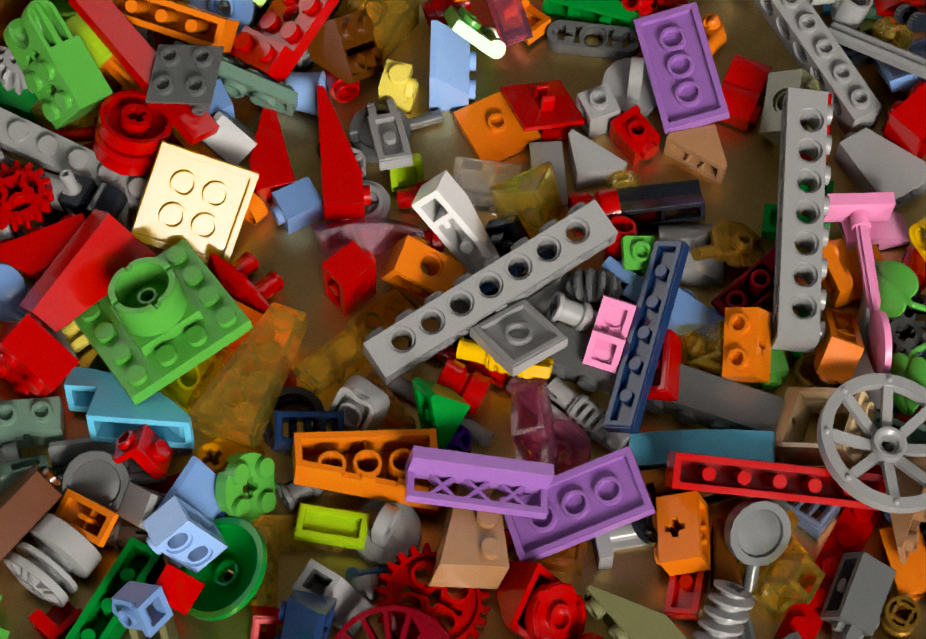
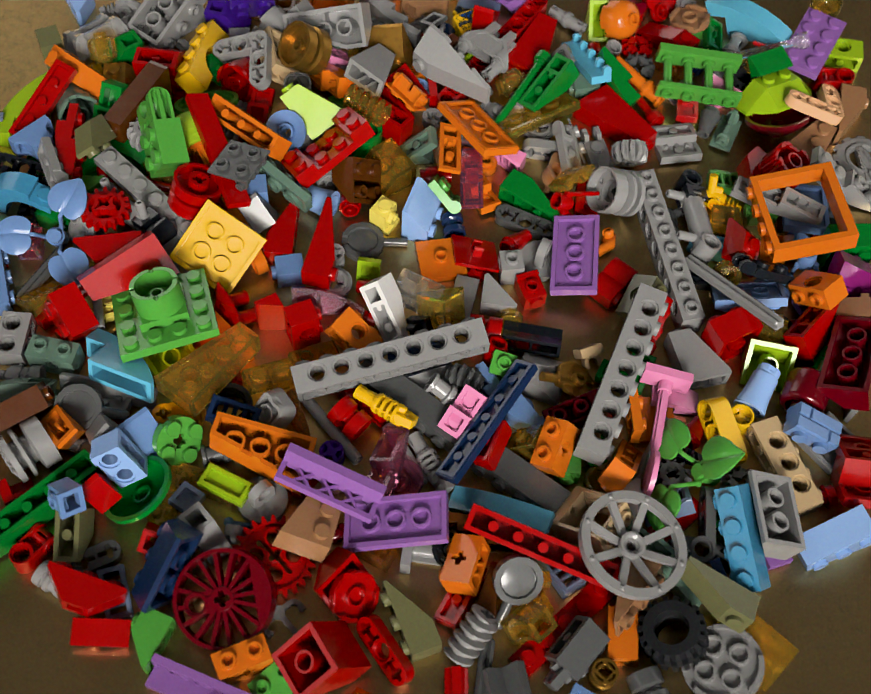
camera: 15 degrees right, 5 degrees down
(146, 449) = (118, 394): red bracket -> none
(288, 560) = (185, 497): none -> sand blue tile
(300, 275) = (270, 313): none -> red slope
(388, 137) = (363, 243): light grey hinge -> none
(439, 409) = (326, 426): green slope -> none
(496, 73) = (452, 224): none -> dark blue wheel
(518, 337) = (398, 395): light grey tile -> none
(590, 72) = (515, 241): none -> red cone
(699, 150) = (570, 311): medium nougat slope -> none
(740, 200) = (588, 352): none -> tan tile

